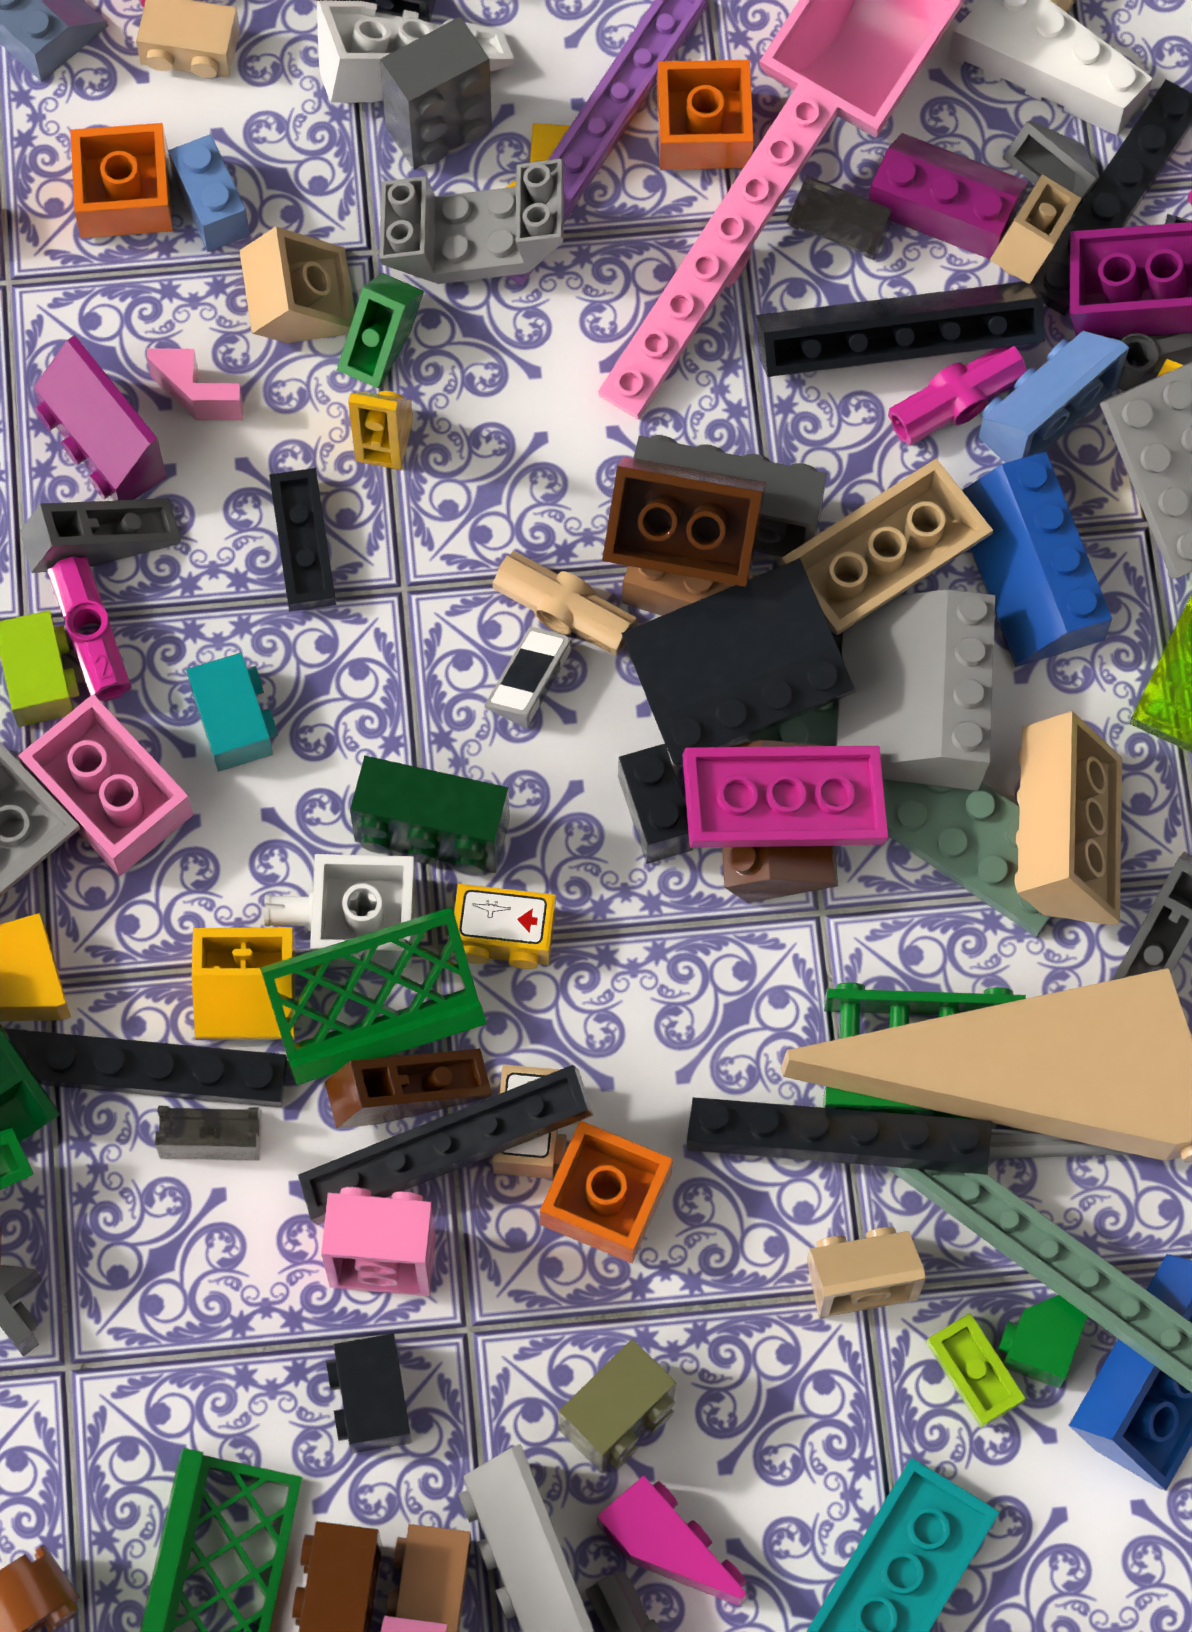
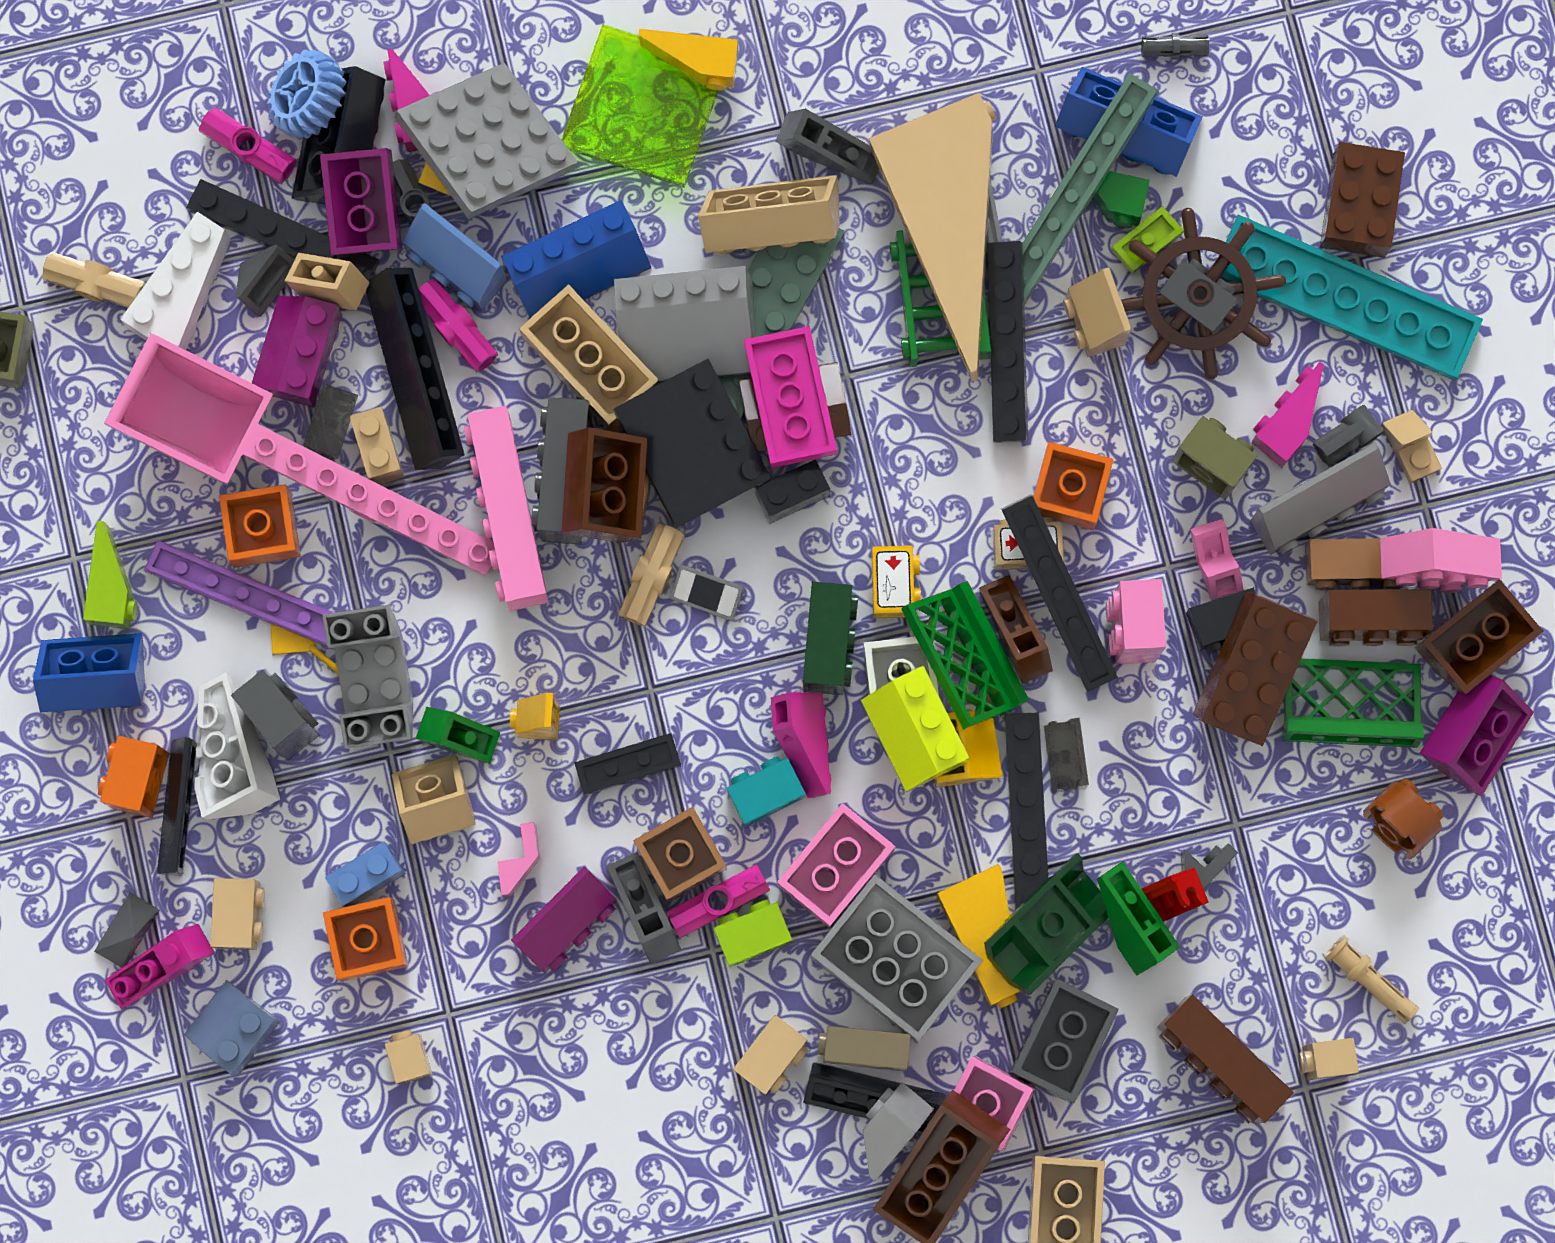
camera: 95 degrees left, 10 degrees up
(160, 583) = (680, 854): none -> medium nougat brick
(273, 905) = (915, 729): none -> neon yellow slope
(284, 1411) = (1254, 668): none -> reddish brown brick
(309, 766) = (801, 732): none -> dark pink slope
(464, 1397) = (1215, 560): none -> bright pink slope
(737, 419) = (507, 509): none -> bright pink brick
(797, 273) = (377, 446): none -> tan brick
(862, 1410) = (1198, 295): none -> reddish brown brick

